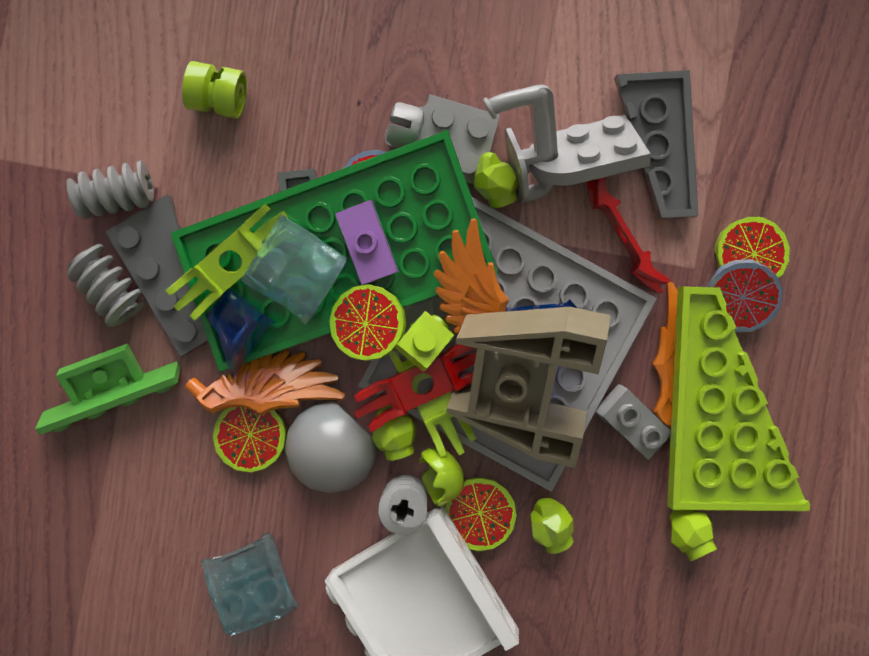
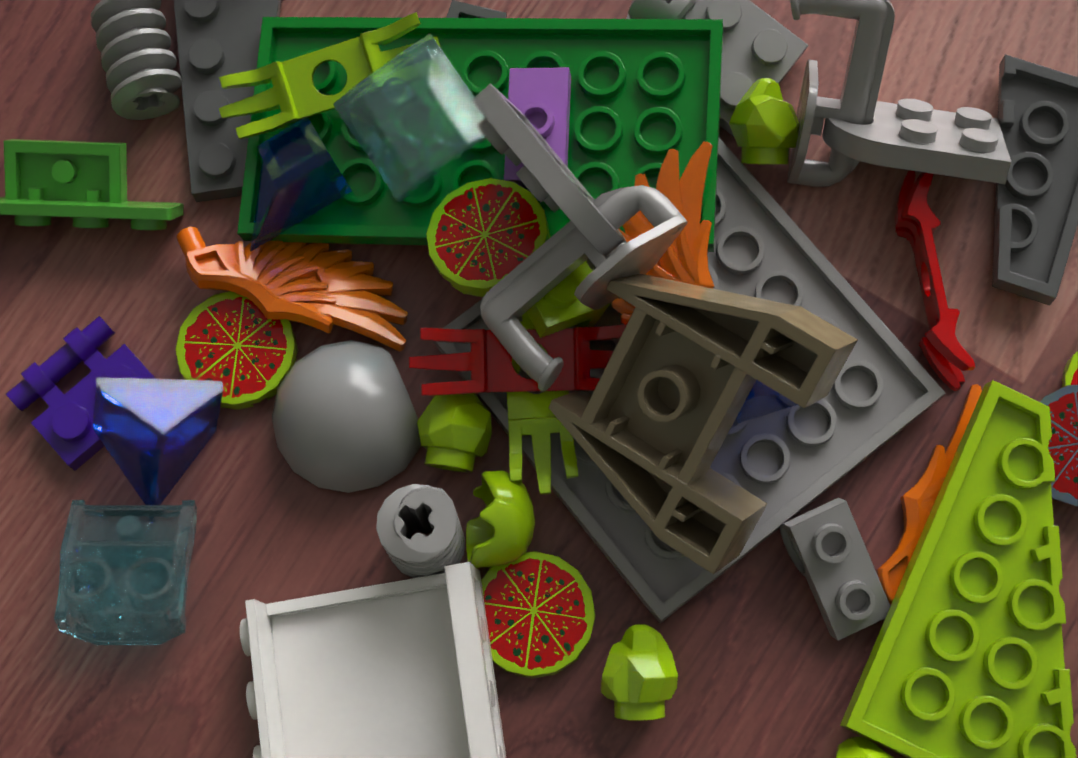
camera: 30 degrees right, 15 degrees down
(187, 501) = (68, 420): none -> dark purple plate
(228, 504) = (155, 428): none -> clear blue slope
(423, 300) = (589, 234): none -> light grey plate

